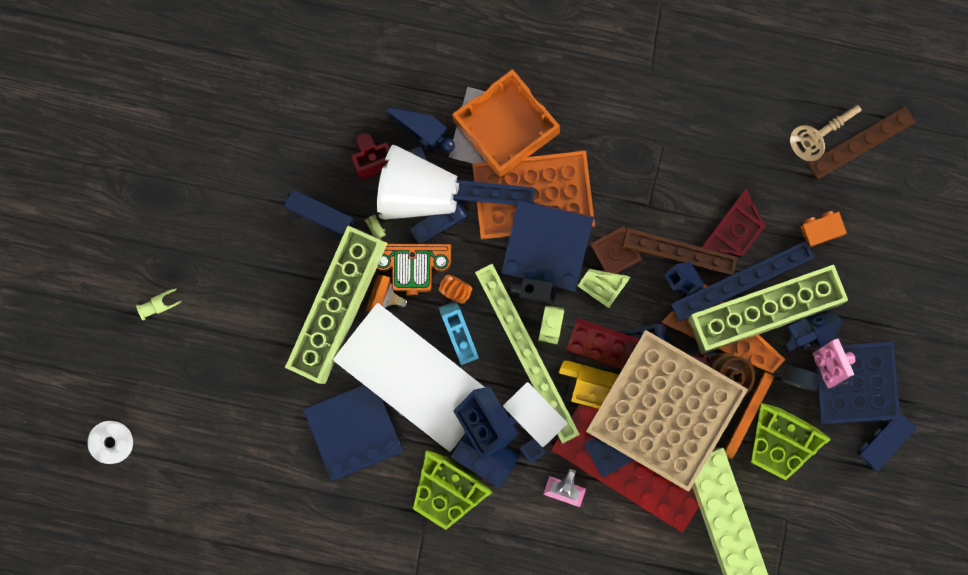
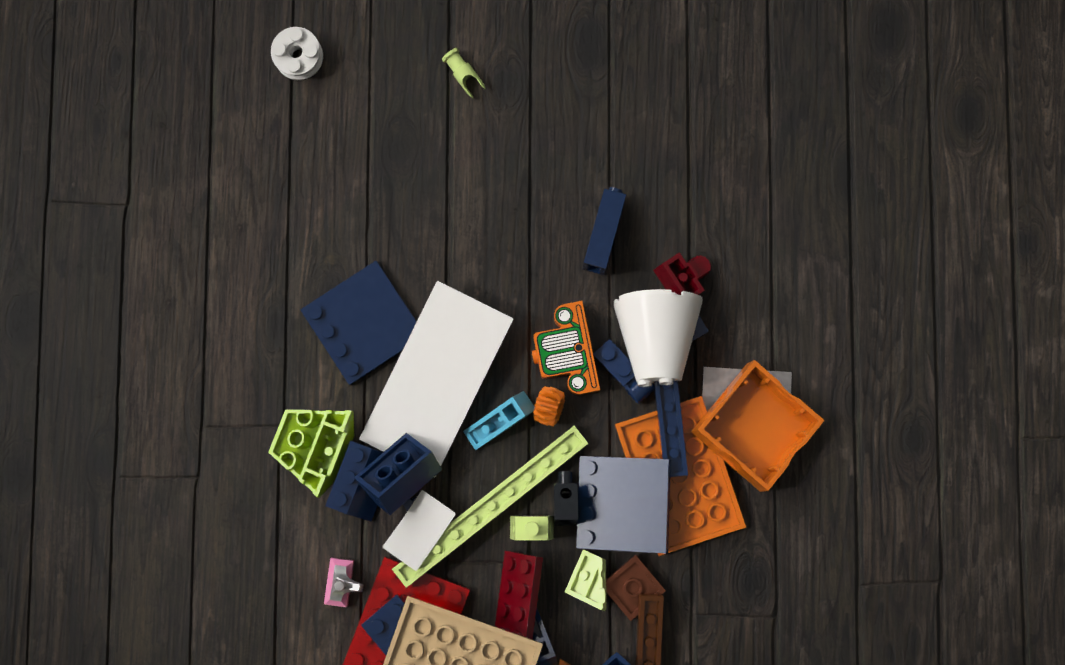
camera: 80 degrees right, 0 degrees up
(336, 305) = (502, 271): yellowish green brick -> none
(375, 227) = (602, 299): yellowish green pin -> none
(384, 294) = (525, 324): orange piece -> none
(423, 128) = (730, 331): dark blue slope -> none
(532, 451) = (378, 535): dark blue plate -> none
(591, 383) = (469, 591): yellow plate -> none

